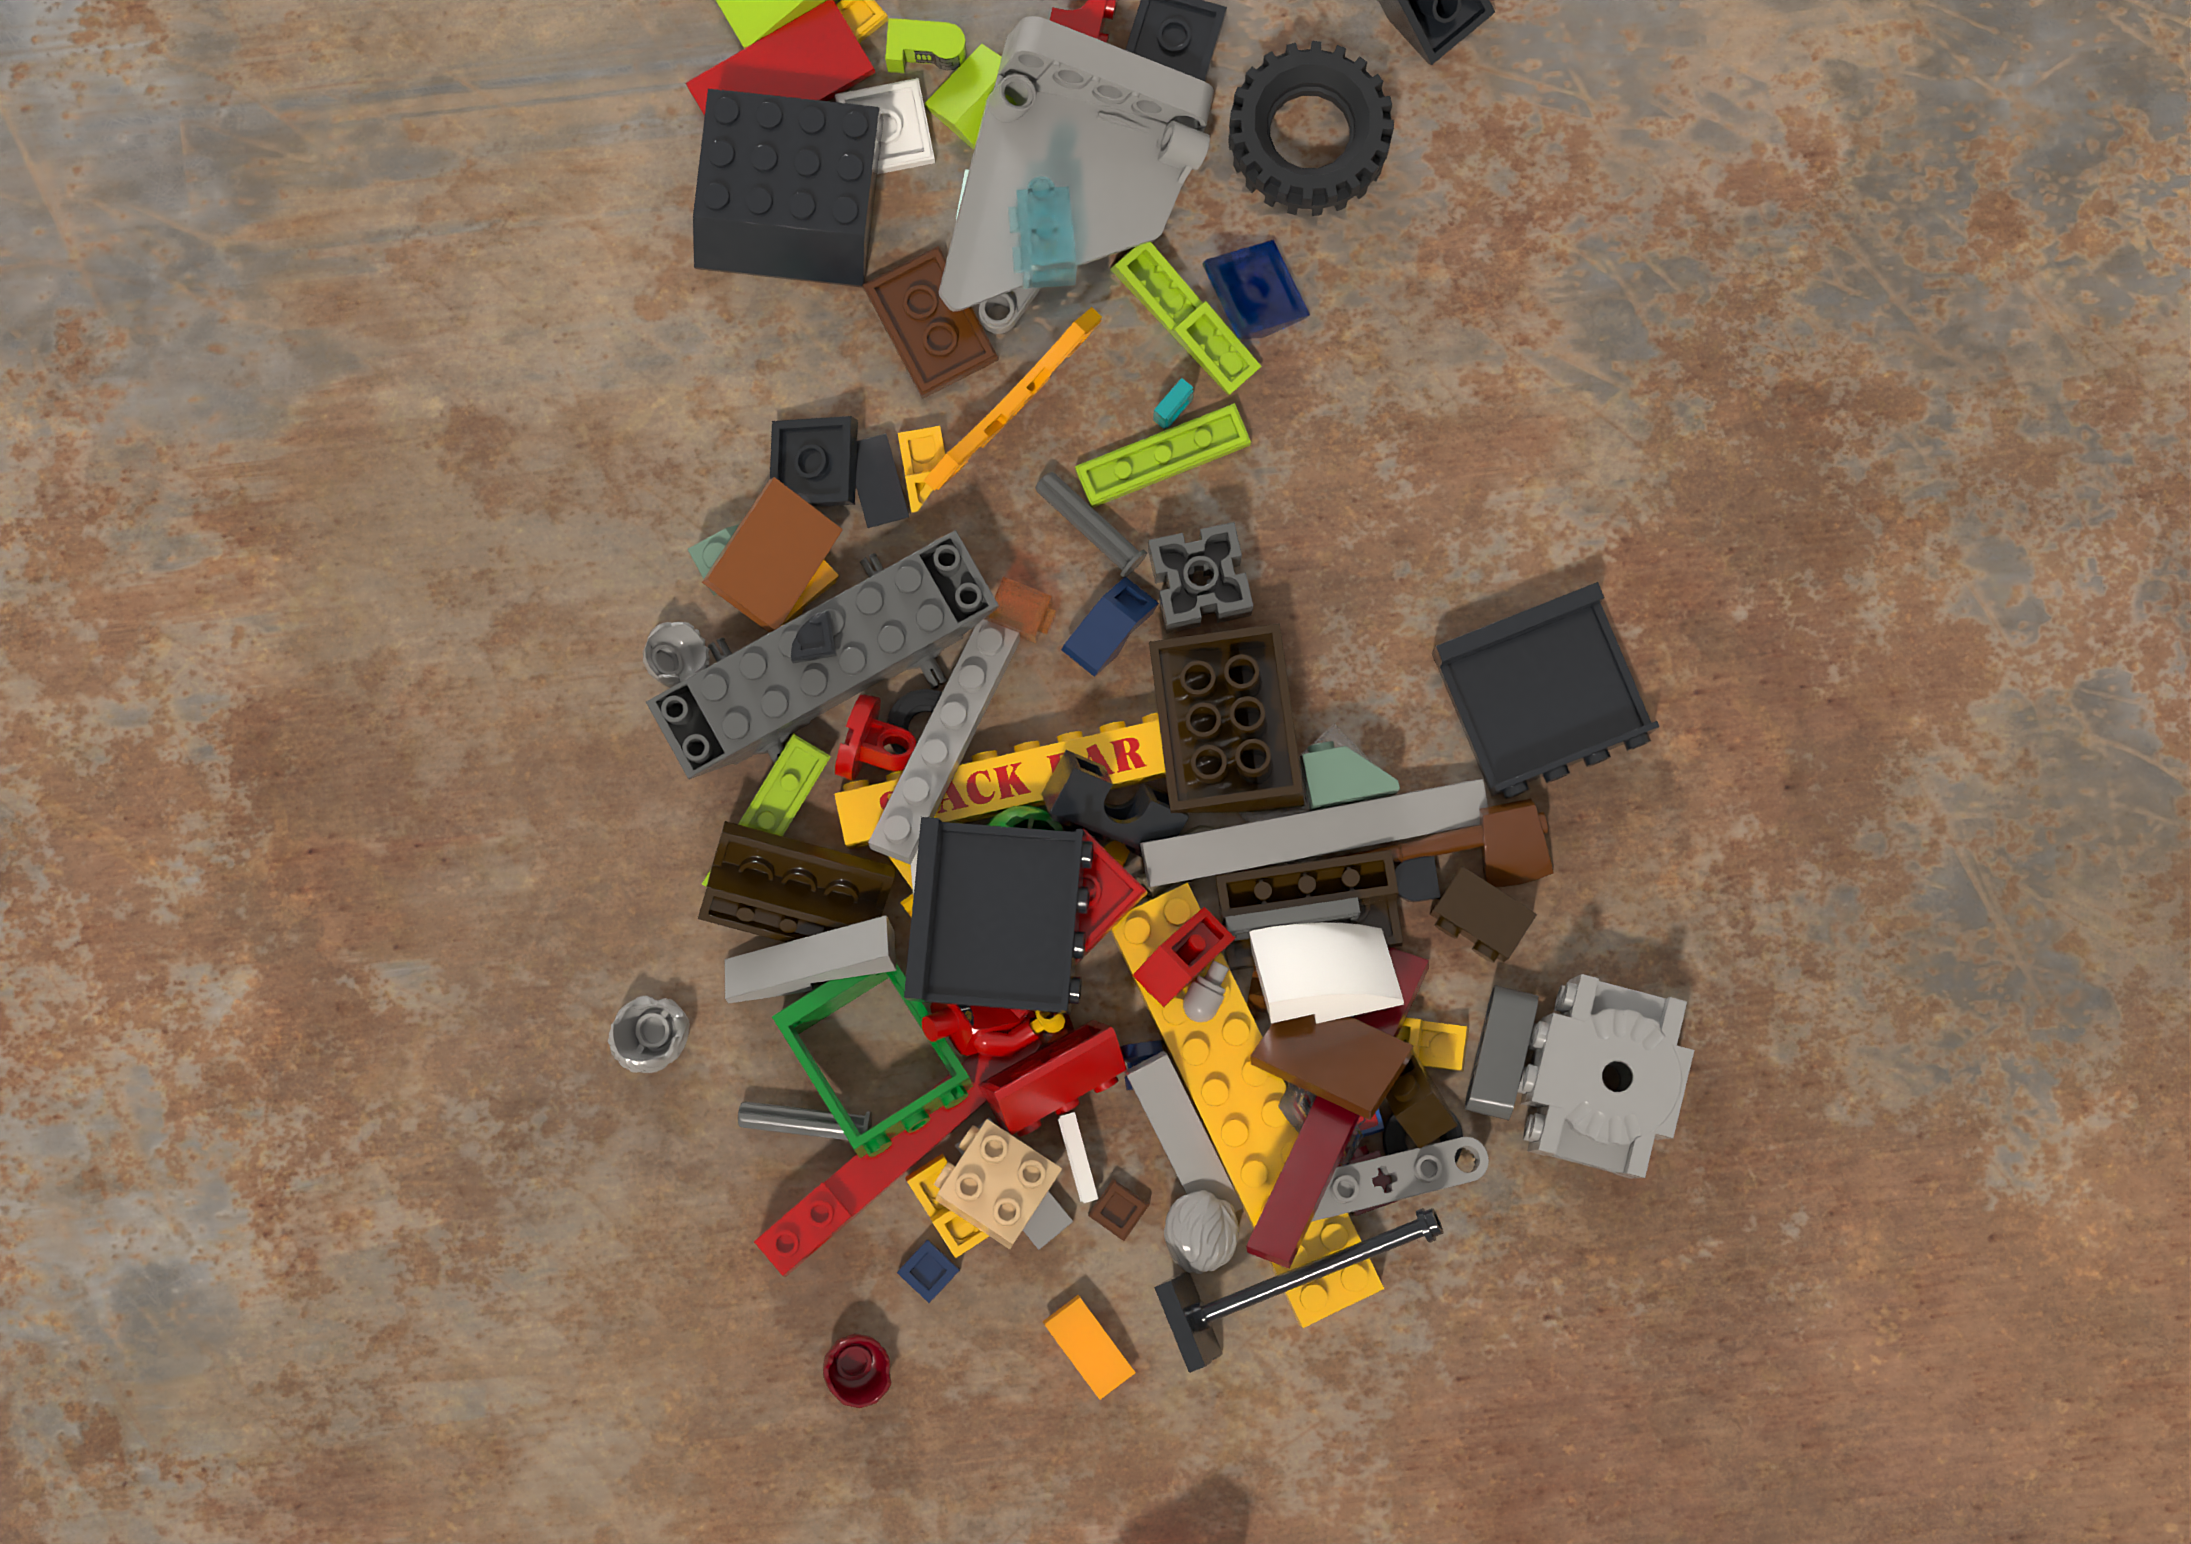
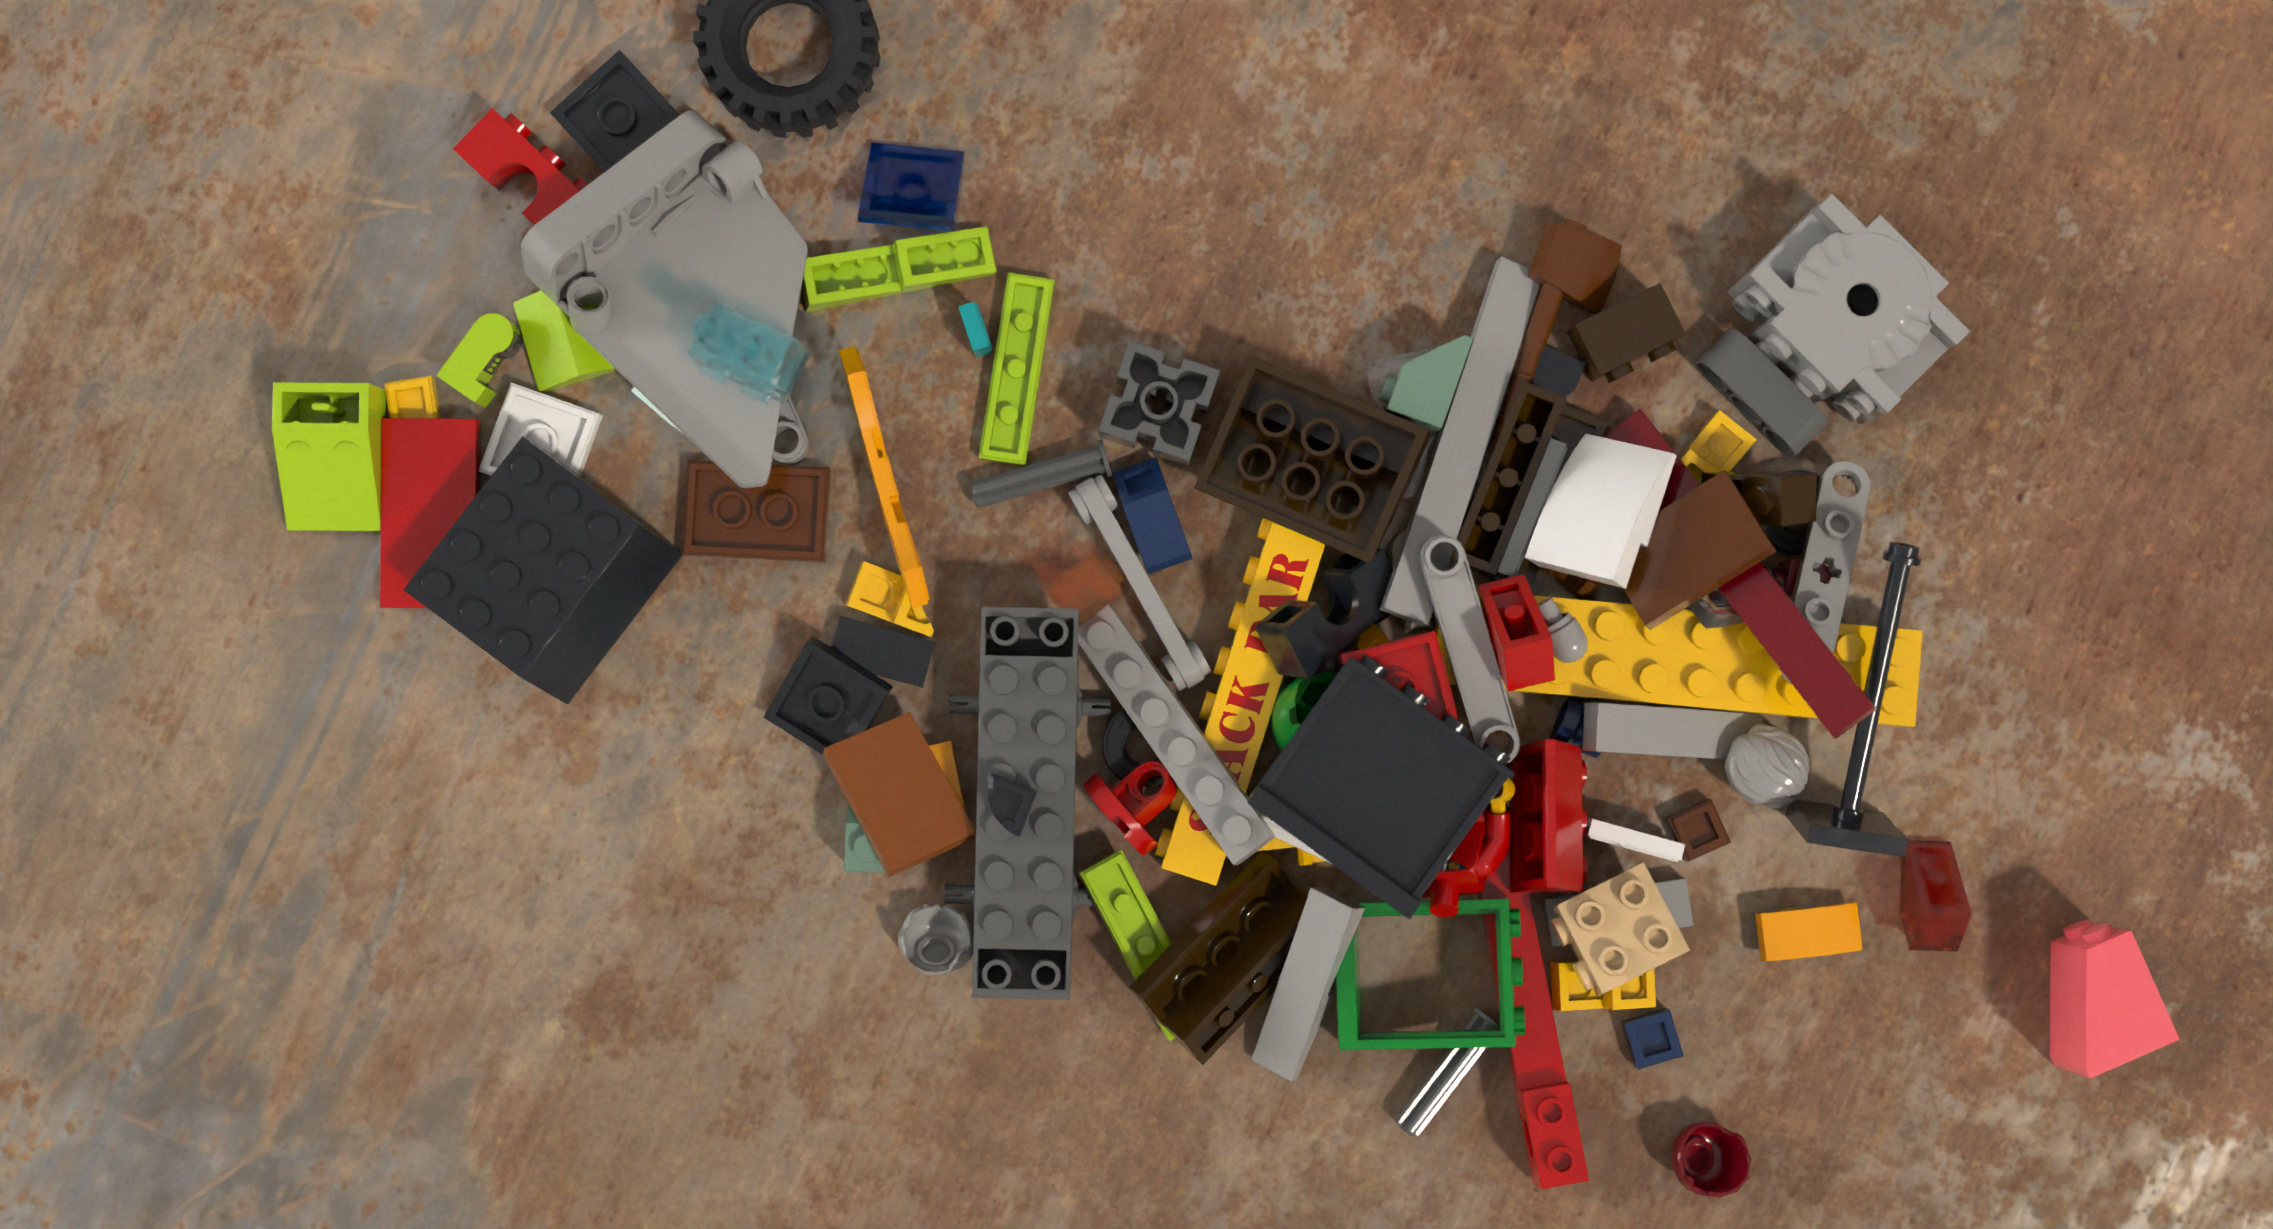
camera: 60 degrees left, 5 degrees up
(648, 1034) = (1282, 1173): light grey hair -> none
(1010, 719) = (1184, 661): none -> light grey piece
(1151, 927) = (1469, 646): none -> light grey piece
(1176, 1429) = (1932, 897): none -> clear red slope
(1543, 692) = (1453, 152): black panel -> none

